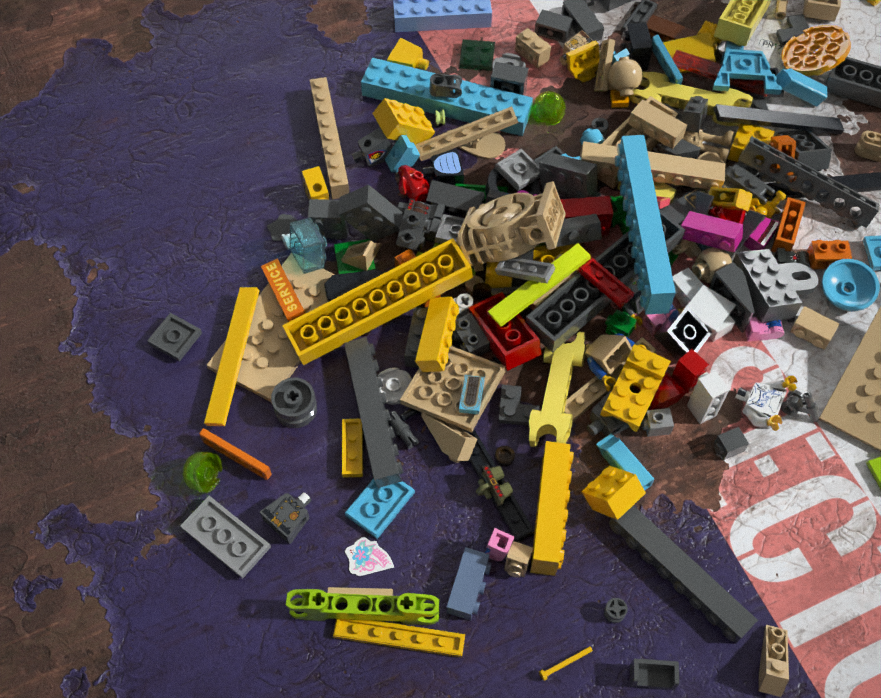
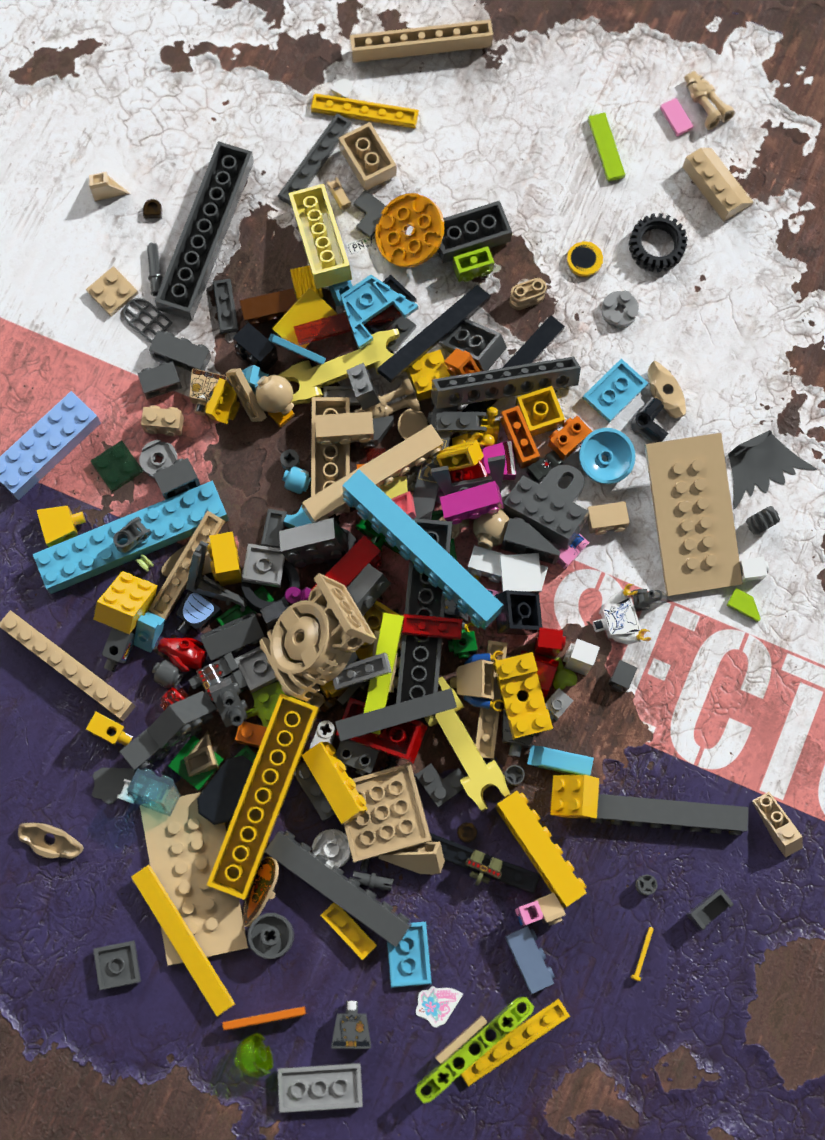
camera: 45 degrees left, 15 degrees up
(206, 217) = (34, 836): none -> tan piece
(283, 290) = (168, 847): orange tile -> none
(317, 366) = (260, 890): none -> shield
(389, 188) = (167, 674): none -> dark grey head
(465, 141) = (204, 585): none -> dark grey hinge
(471, 394) = (407, 811): tile -> none
(496, 142) = (224, 559): none -> yellow brick
(525, 317) = (396, 714): none -> dark grey tile
(548, 108) = (229, 474): clear neon green cylinder -> none
(580, 440) = (516, 773): none -> dark grey wheel
(681, 408) = (563, 676): none -> lime rock
(802, 86) = (427, 280): medium azure piece -> none
(819, 220) = (541, 411): none -> yellow brick
(847, 101) = (473, 264): none -> lime brick

